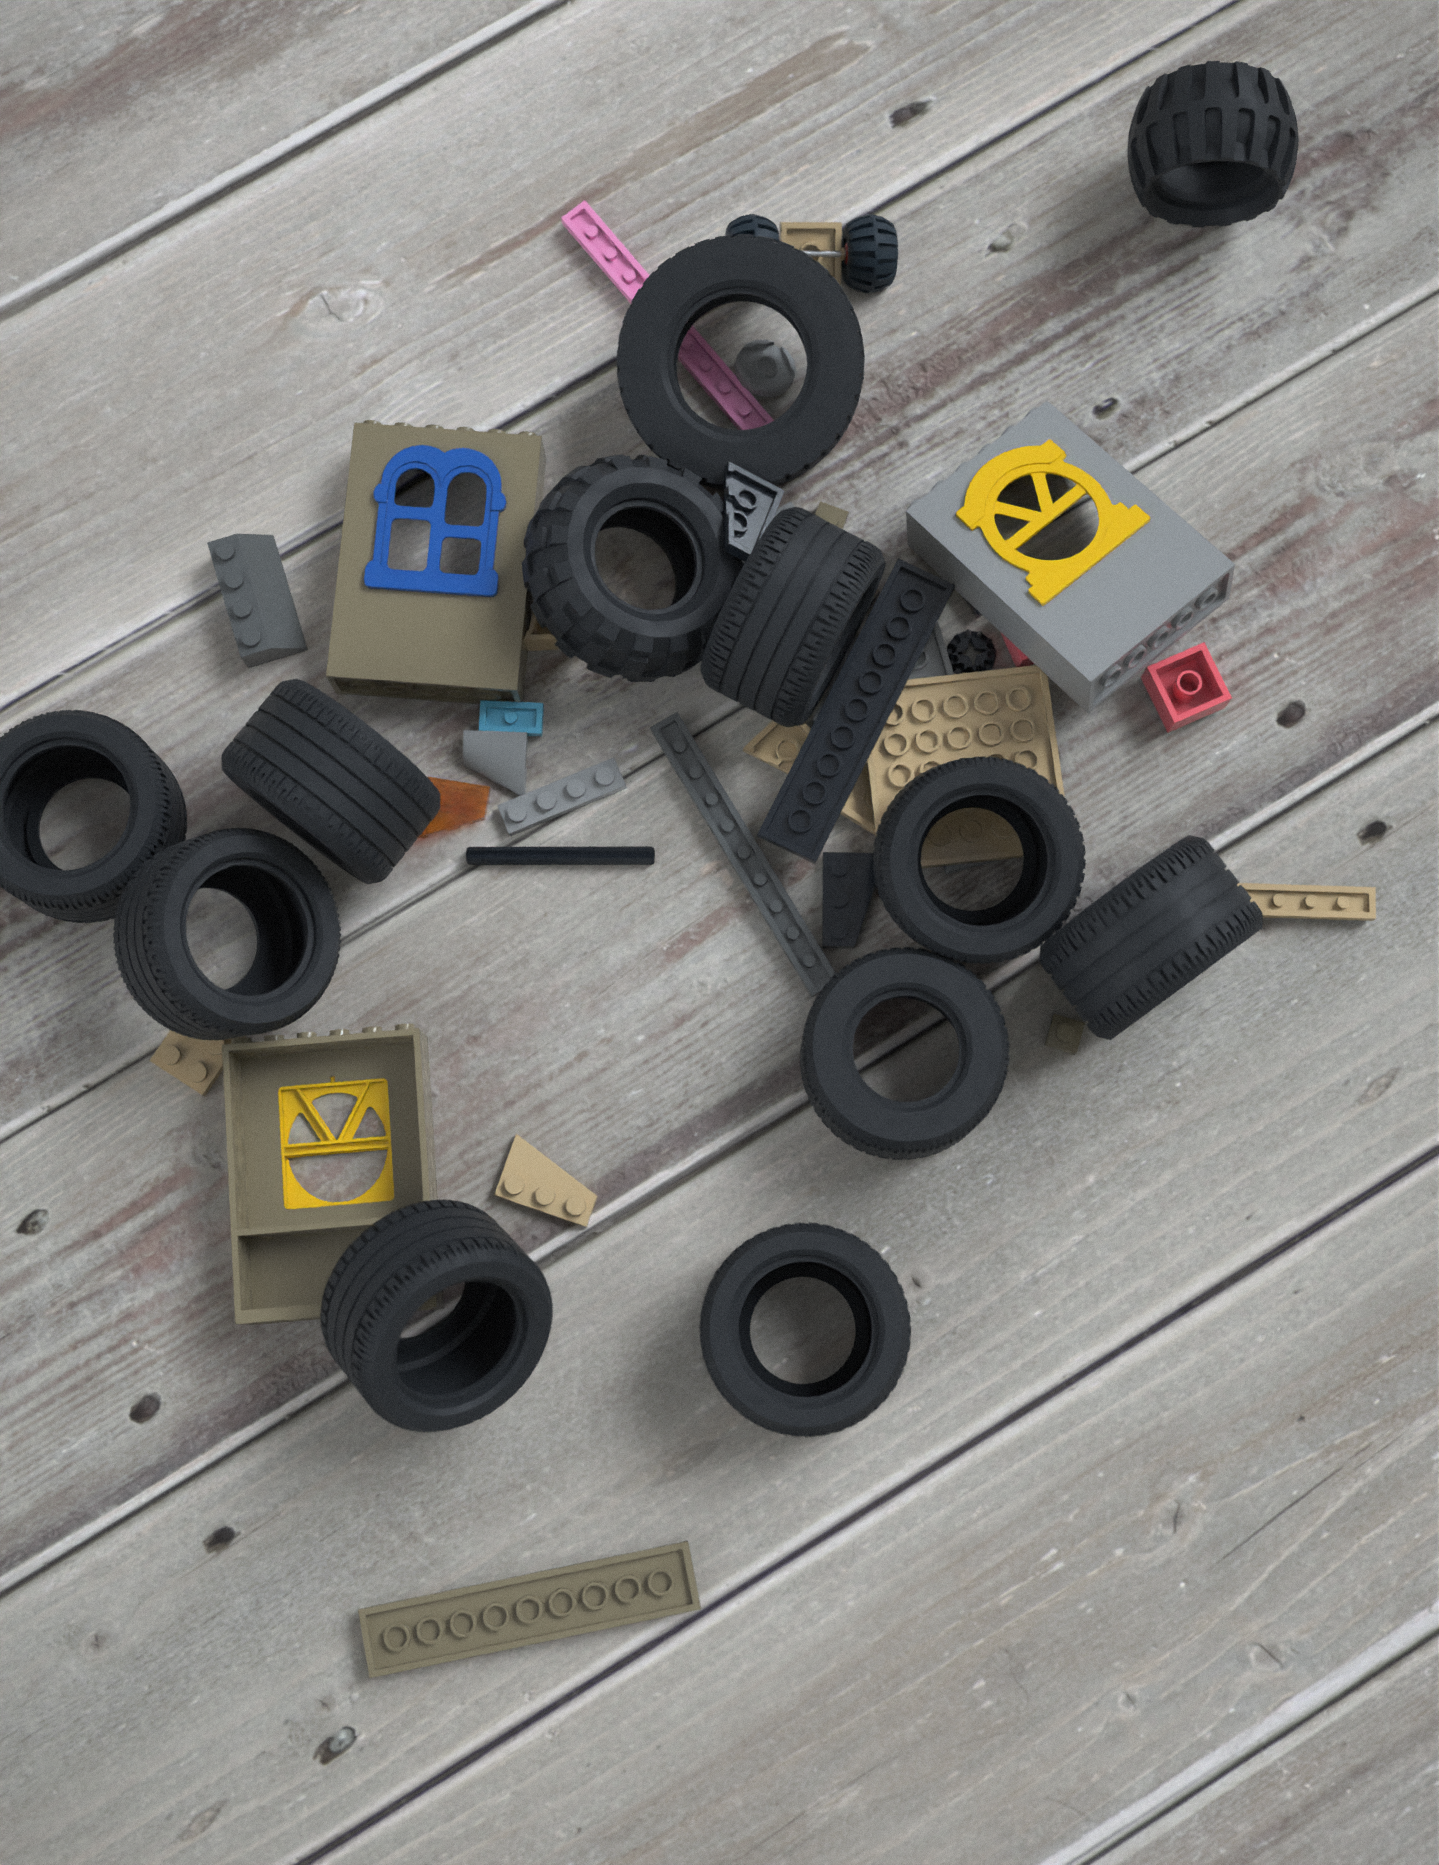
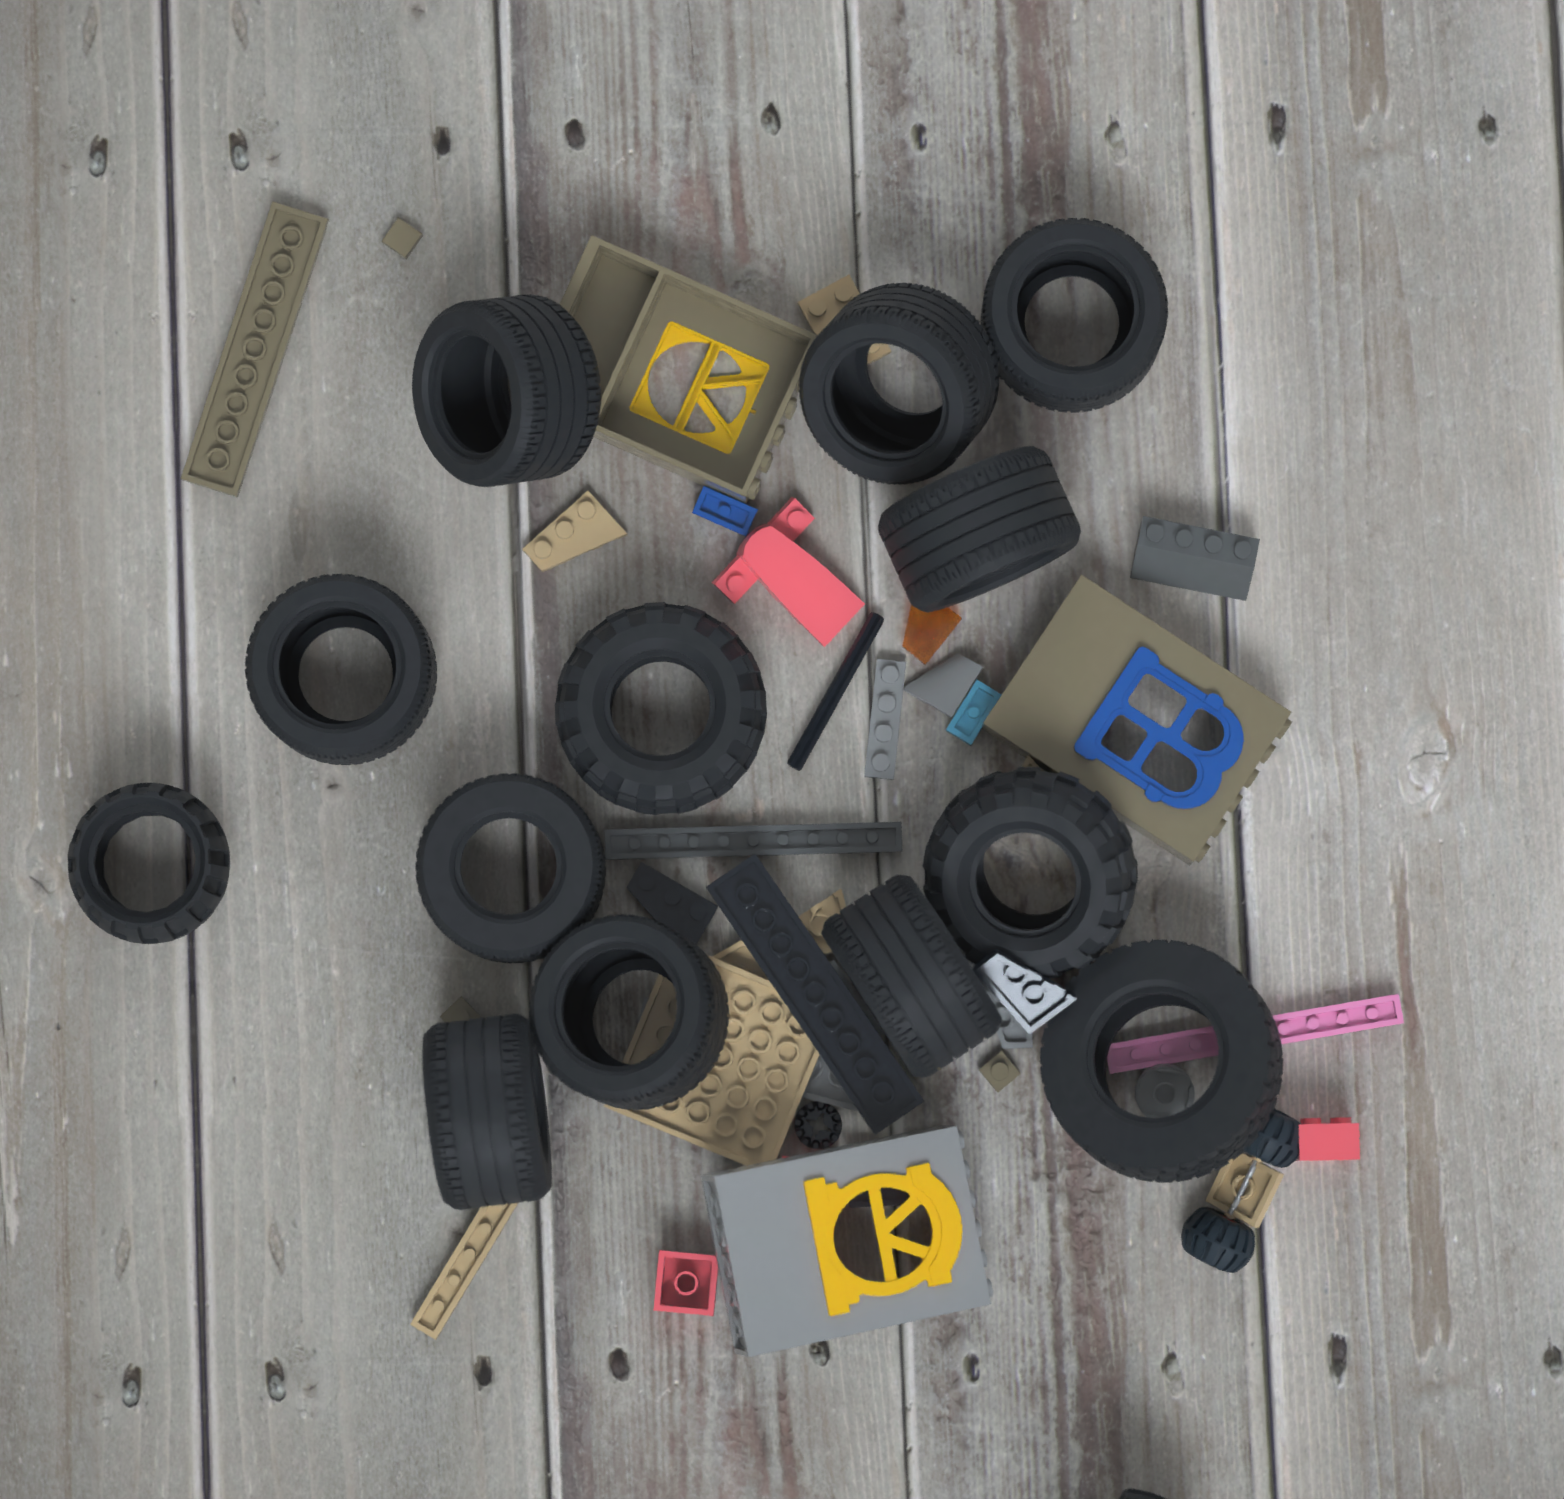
camera: 125 degrees right, 5 degrees up
(339, 1523) = (402, 238): none -> dark tan tile
(444, 1051) = (725, 511): none -> blue plate
(472, 956) = (790, 575): none -> coral slope
(653, 921) = (675, 780): none -> black tyre
(724, 196) = (1328, 1141): none -> coral brick
(1168, 1399) = (91, 842): none -> black tyre

